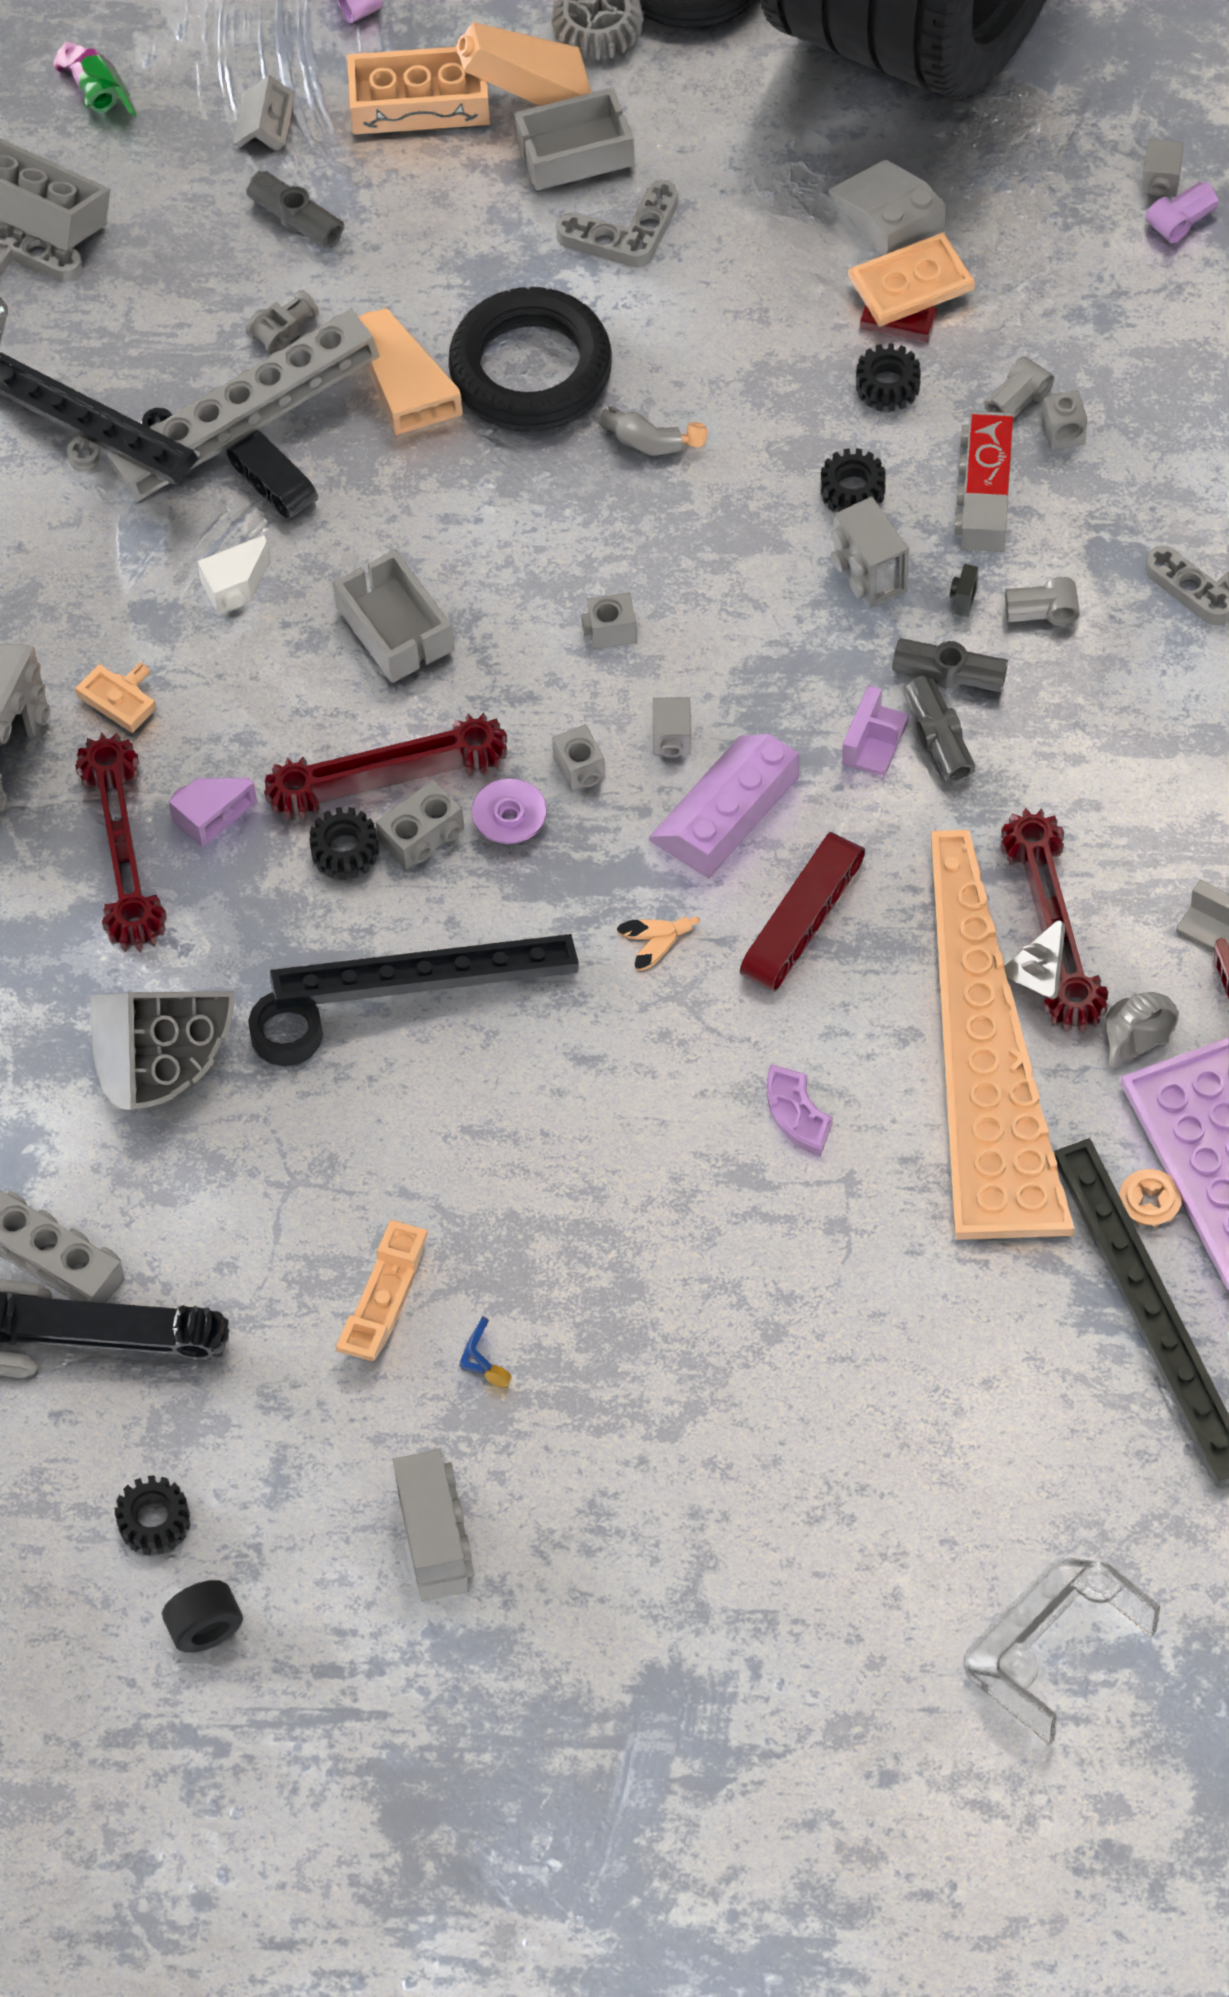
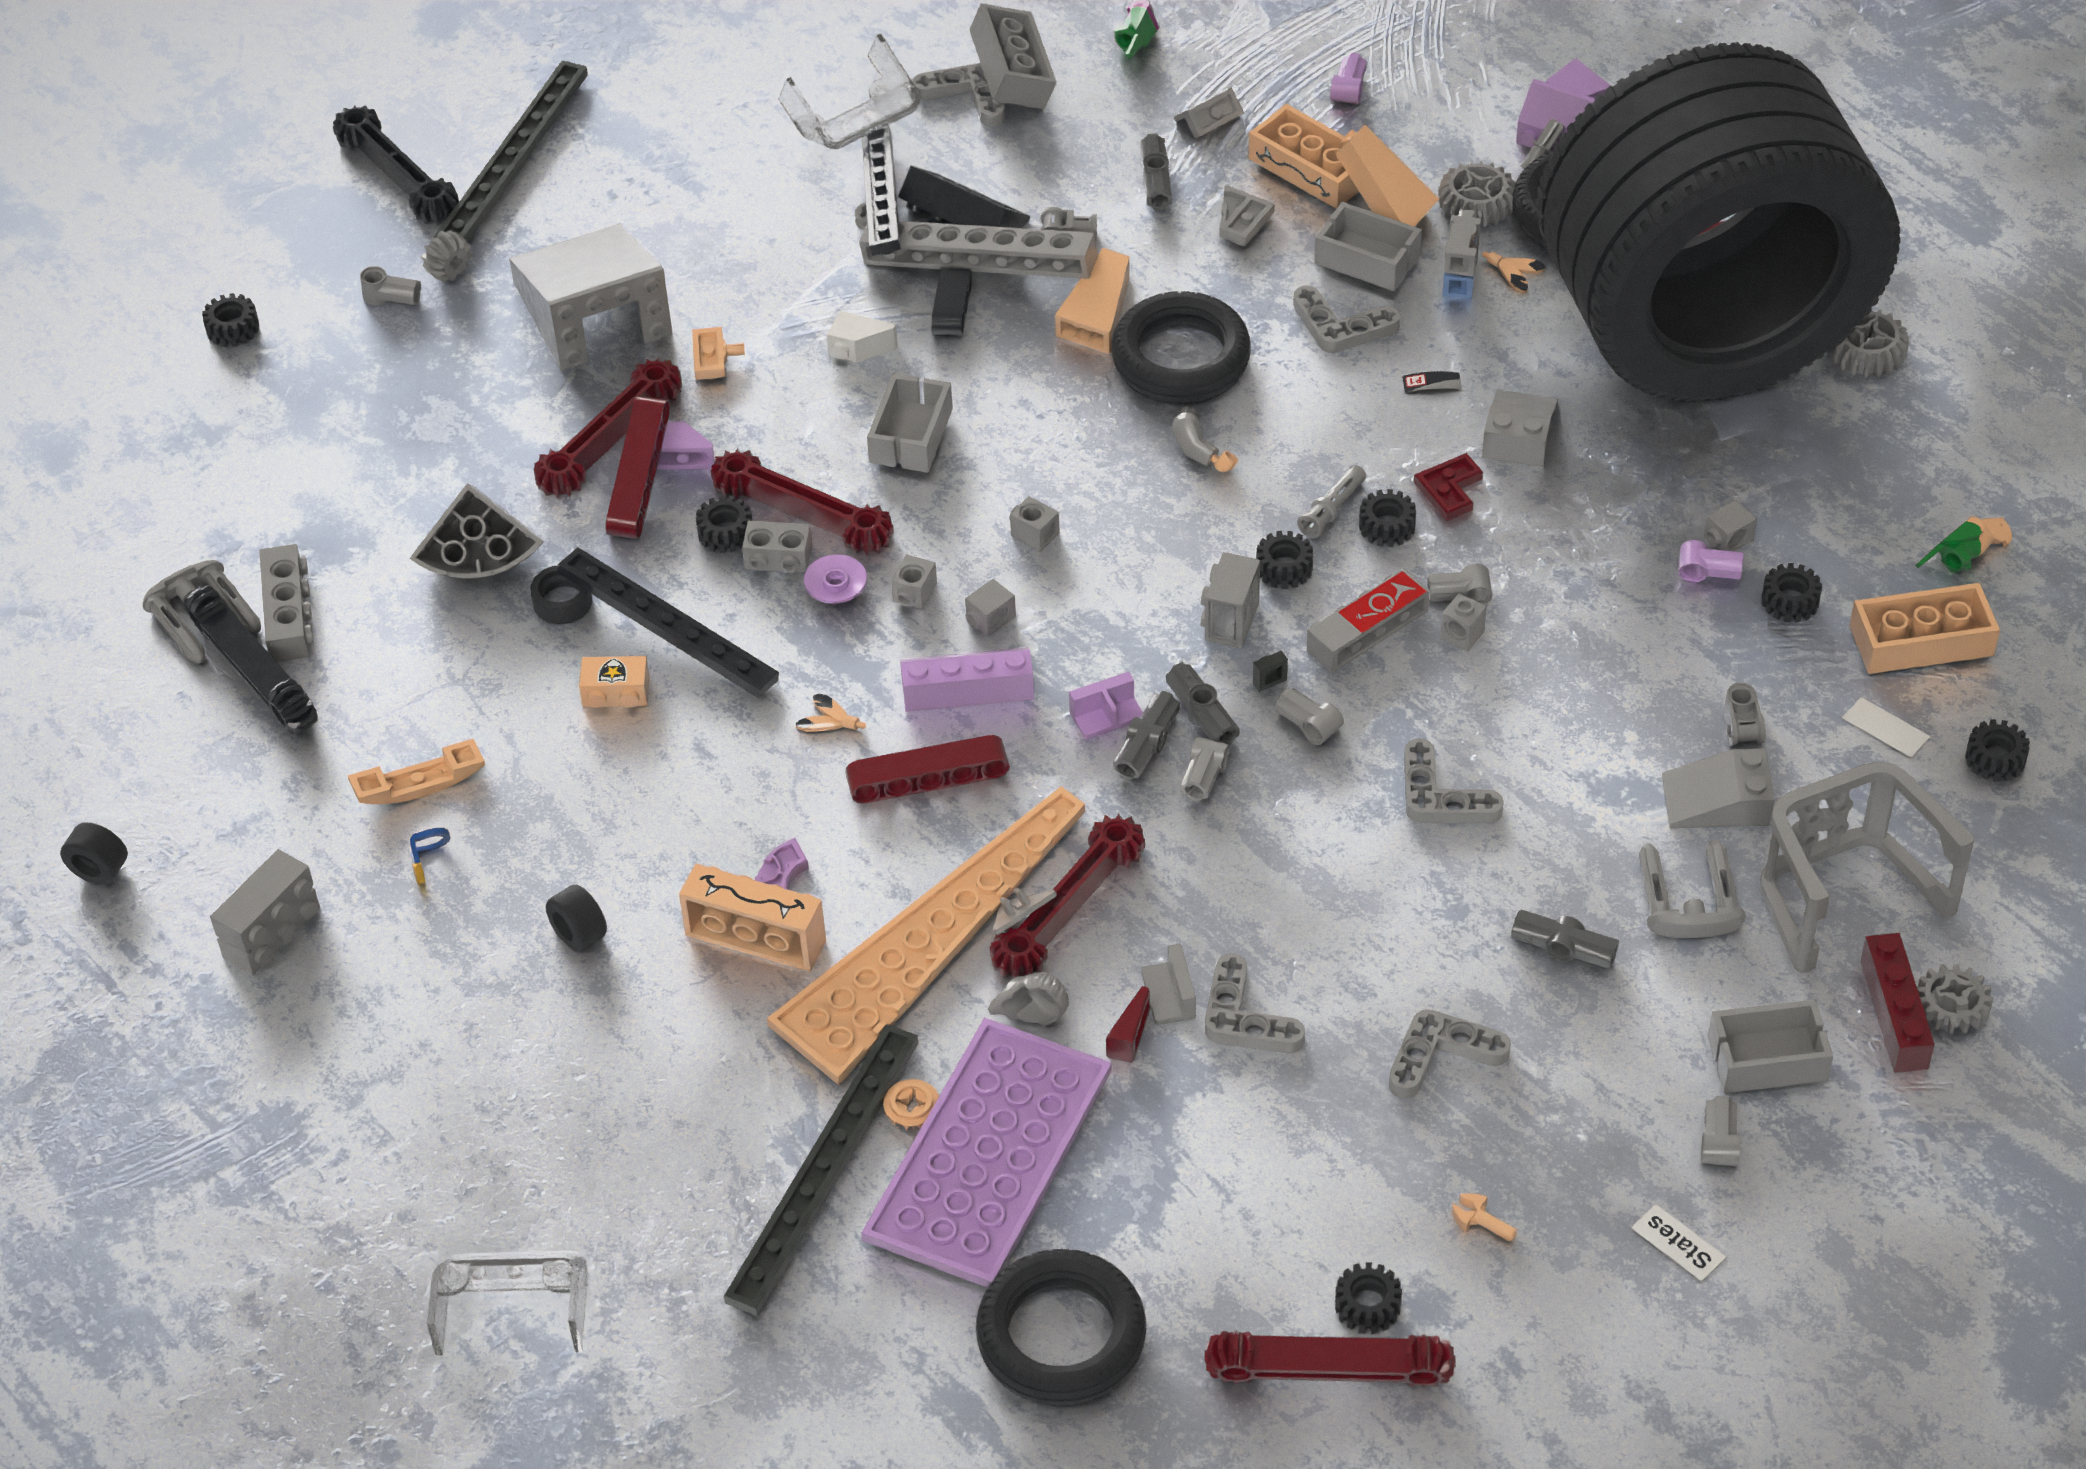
camera: 45 degrees right, 10 degrees down
(144, 1495) = (153, 798): black tyre -> none
(163, 376) = (956, 202): none -> black slope
(214, 854) = (637, 467): none -> dark red beam
(419, 193) = (1243, 215): none -> light grey wing
(442, 1064) = (614, 681): none -> light nougat brick
(664, 88) = (1461, 255): none -> light grey hips
(693, 1291) = (576, 917): none -> black tyre
(704, 68) = (1514, 267): none -> light nougat piece
(763, 225) = (1431, 380): none -> sticker
(829, 409) = (1350, 480): none -> light grey pin
(843, 1158) = (753, 917): none -> light nougat brick
(911, 279) = (1475, 473): light nougat tile -> none
(1014, 710) = (1205, 761): none -> light grey piece

